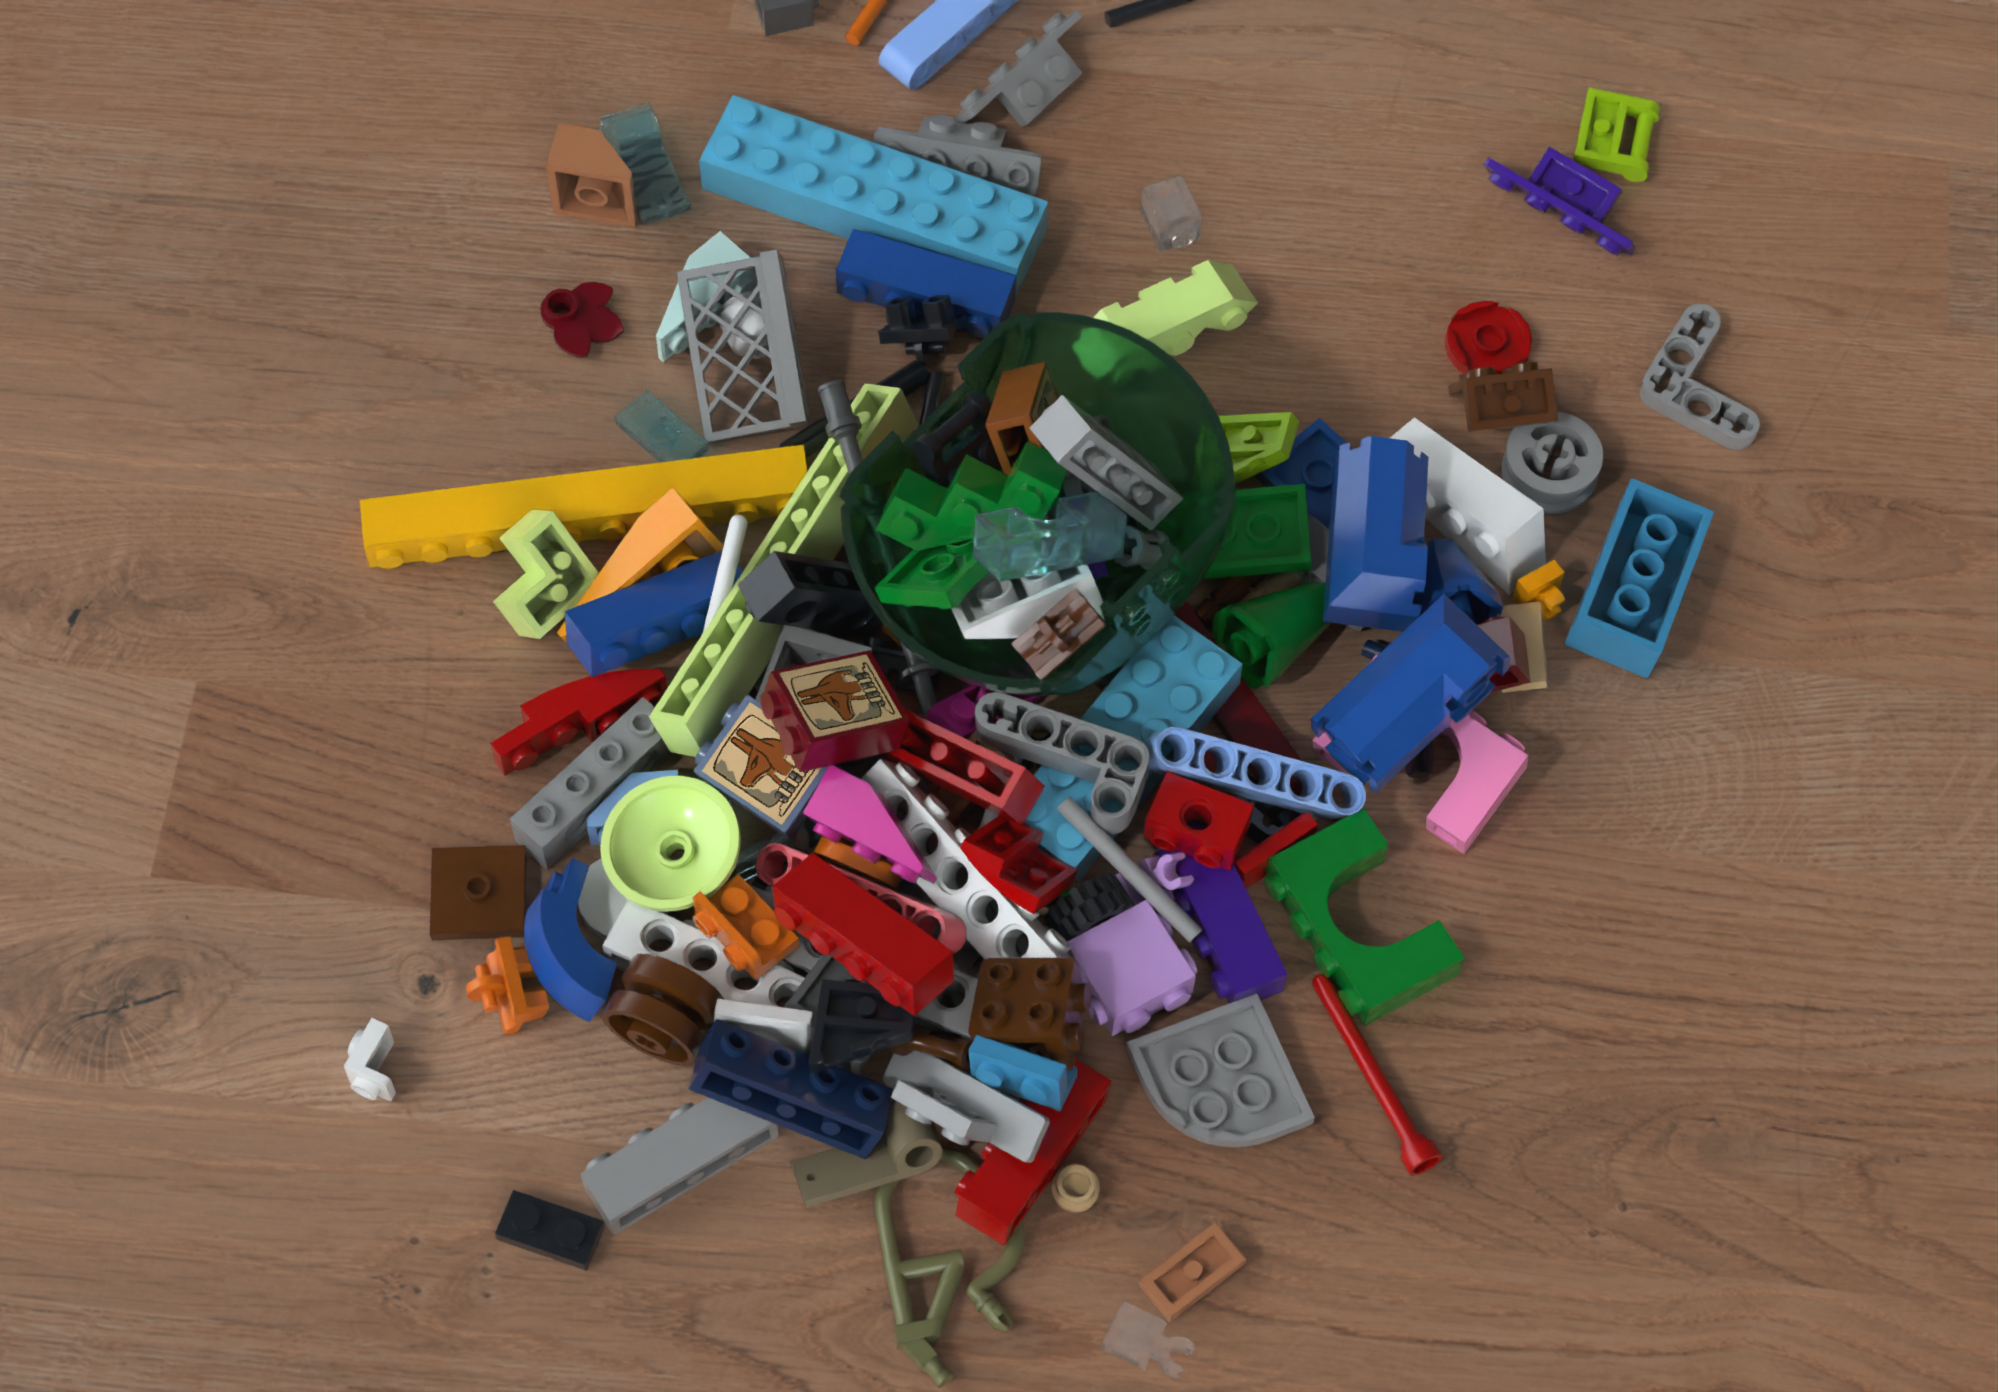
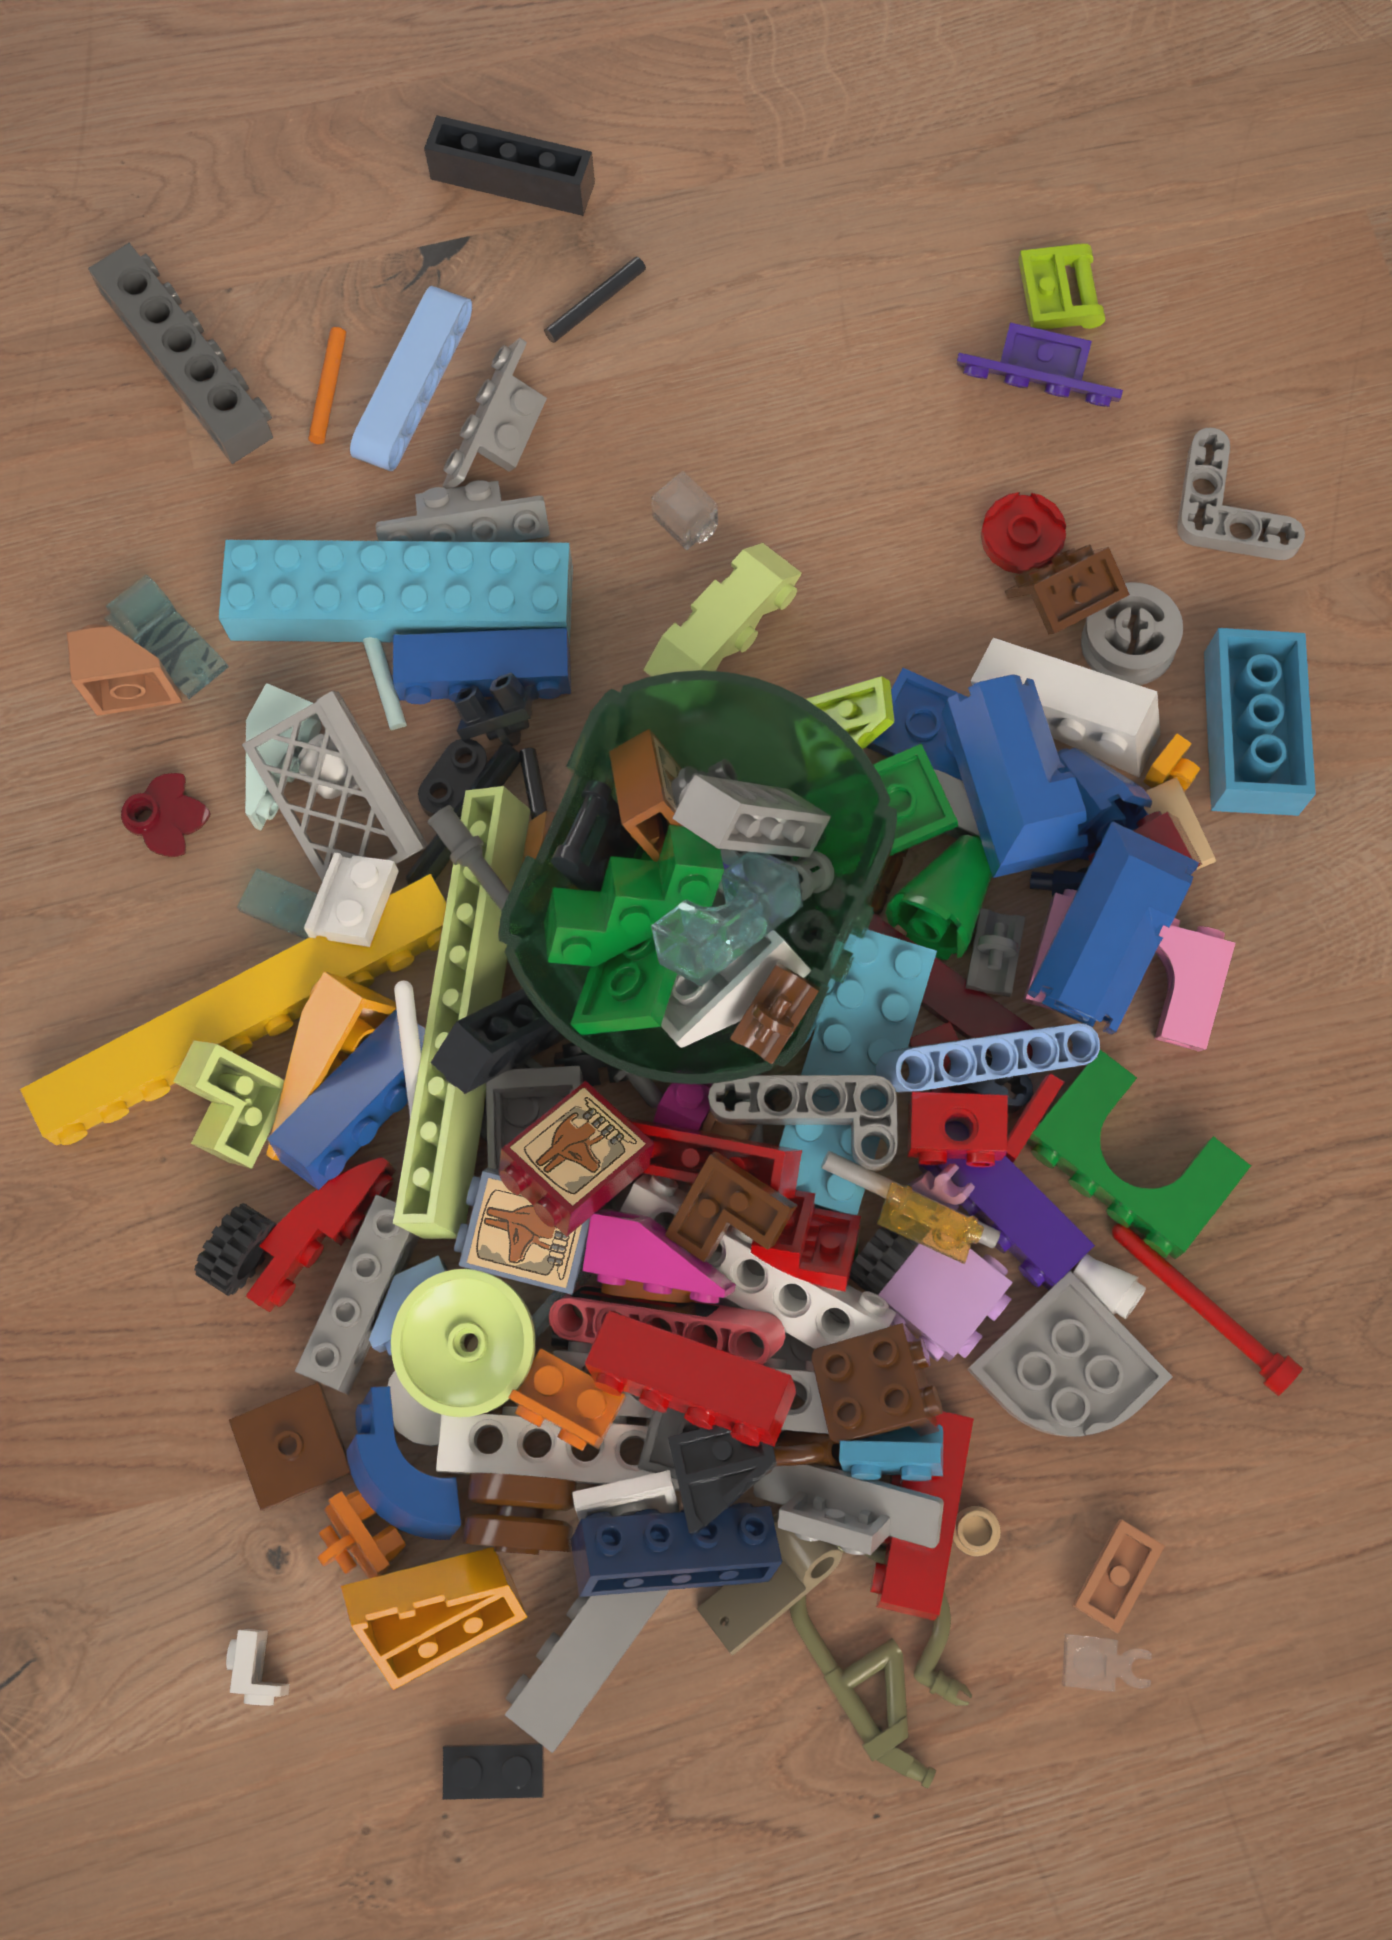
camera: 15 degrees left, 10 degrees up
(494, 701) = (234, 1249): none -> black tyre
(550, 1065) = (432, 1612): none -> light orange wedge
(722, 441) = (351, 899): none -> white plate
(829, 264) = (384, 683): none -> light aqua bar
(858, 369) = (452, 775): none -> black plate
(956, 790) = (723, 1198): none -> reddish brown plate
(1135, 889) = (929, 1223): none -> clear yellow hinge
(1293, 1025) = (1110, 1285): none -> white cone
(1301, 694) = (995, 953): none -> dark grey hips

